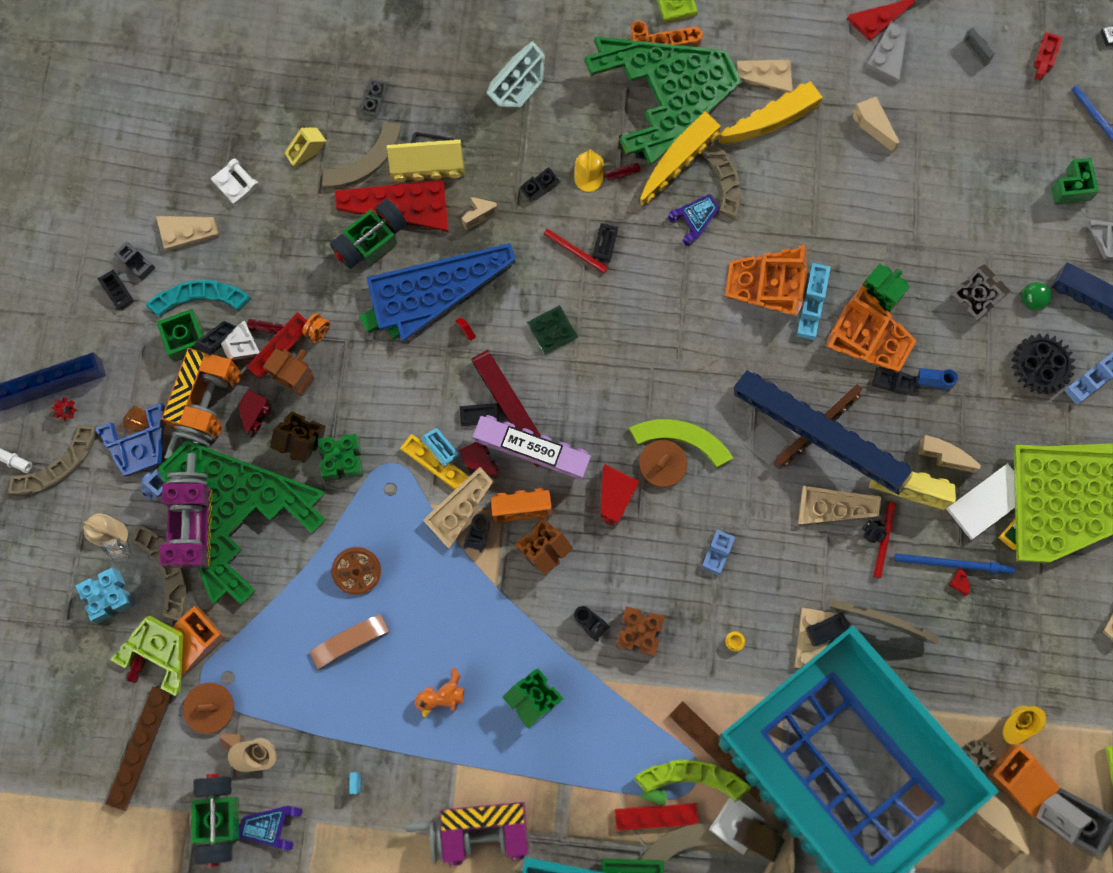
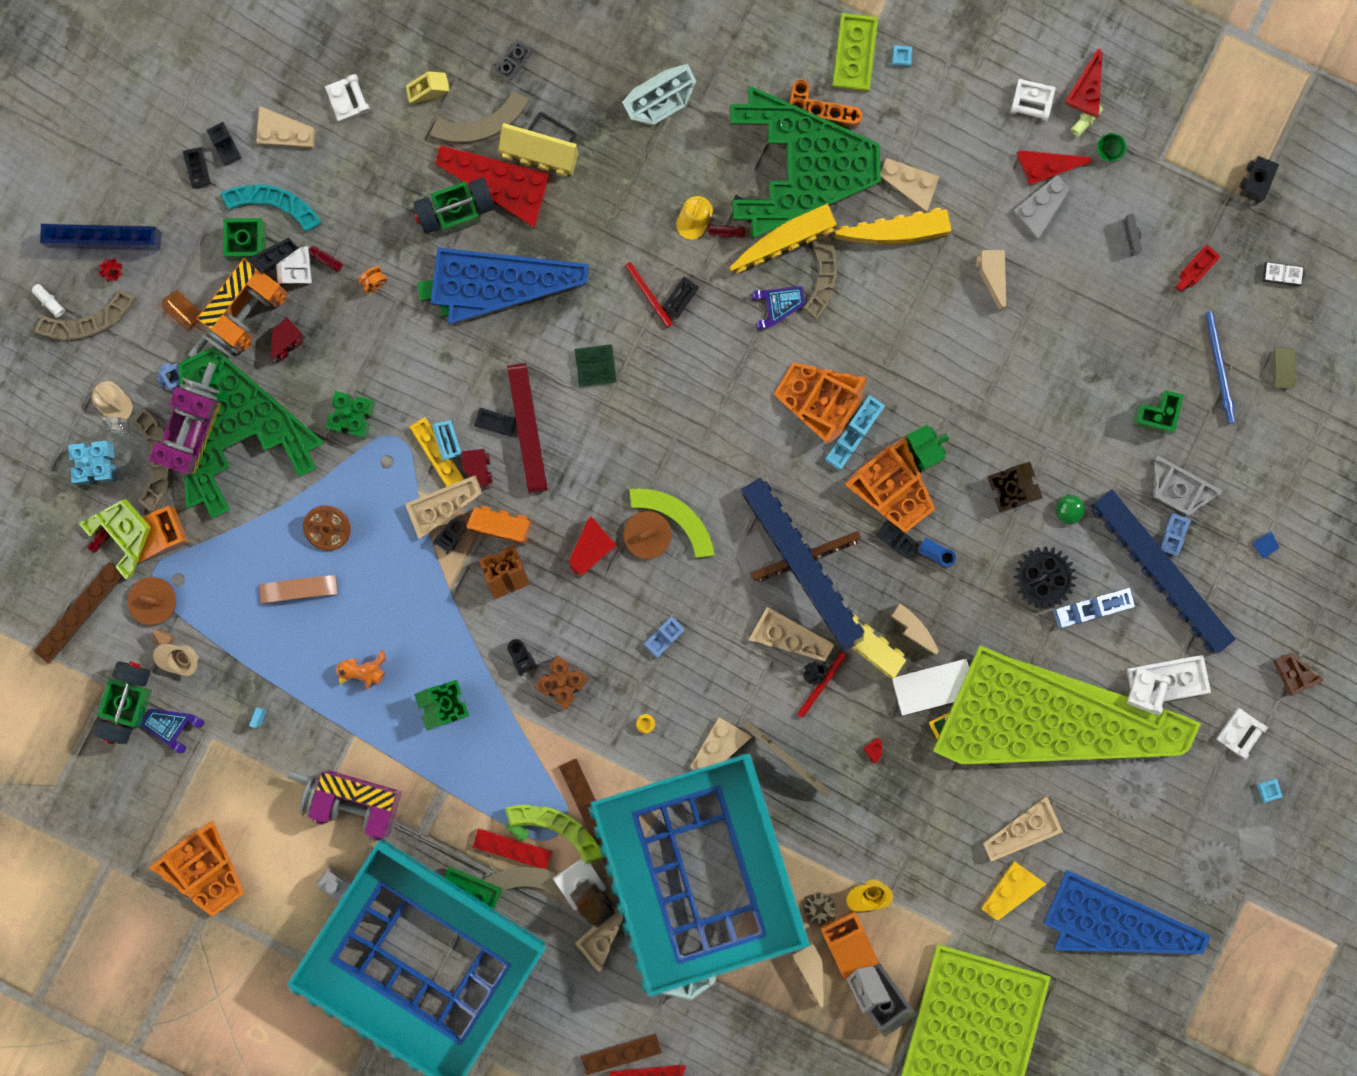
camera: 20 degrees right, 10 degrees up
(140, 449) = (166, 336): blue wing -> none
(282, 340) = (330, 283): red plate -> none
(289, 371) = (333, 313): dark orange brick -> none
(297, 436) = (316, 381): dark brown brick -> none
(466, 329) = (513, 333): red tile -> none
(483, 210) = (575, 221): tan slope -> none
(531, 447) = (528, 476): brick -> none
(539, 185) = (640, 214): black slope -> none
(827, 629) = (731, 745): black tile -> none
(991, 567) = (909, 748): blue bar -> none

